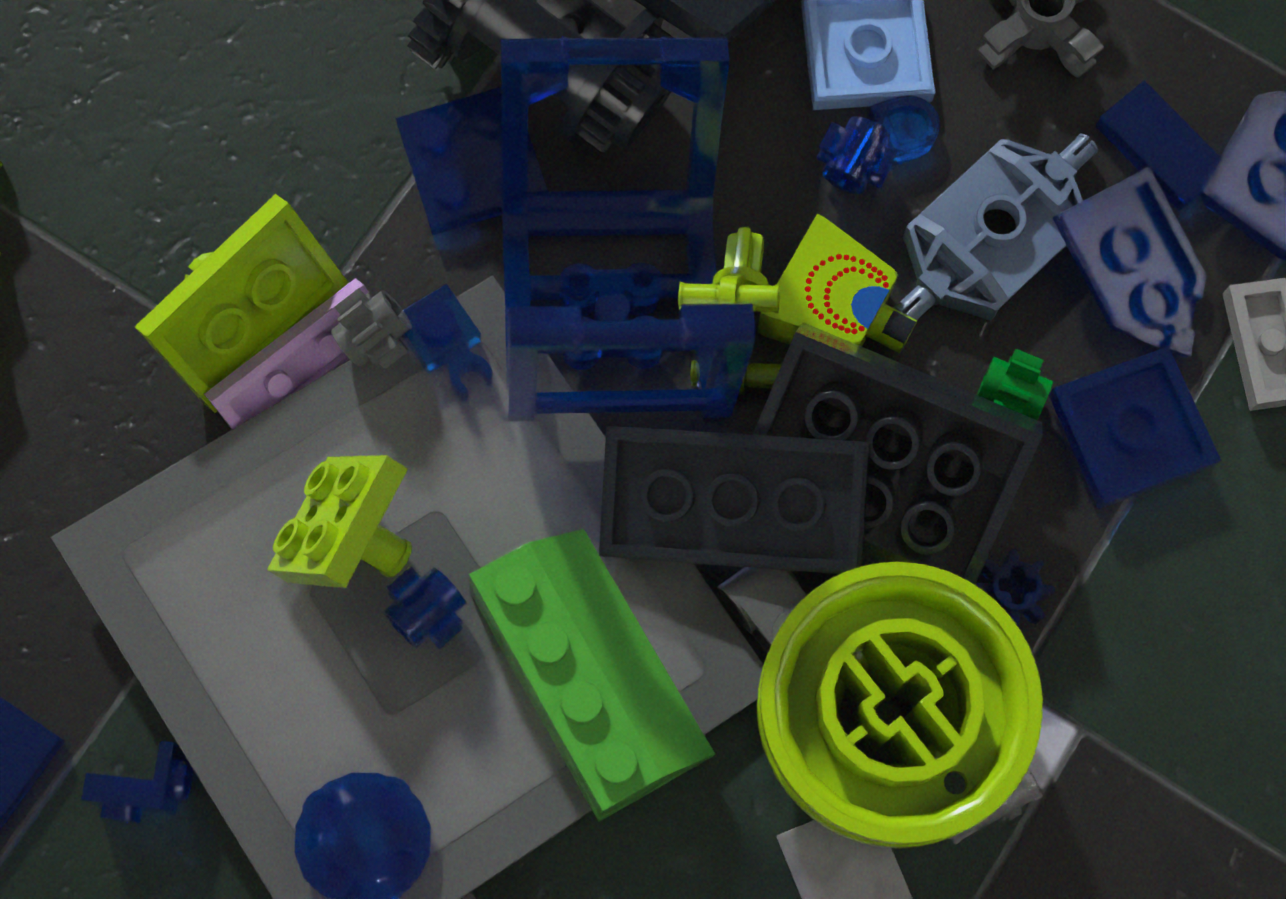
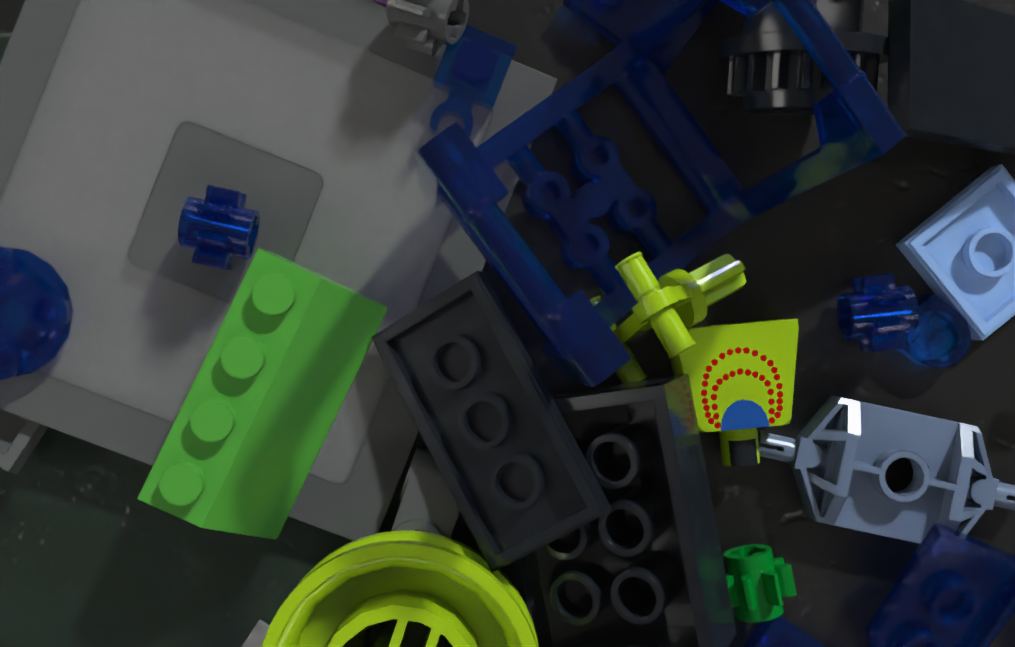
camera: 60 degrees right, 15 degrees up
(342, 524) = (231, 109): lime plate -> none

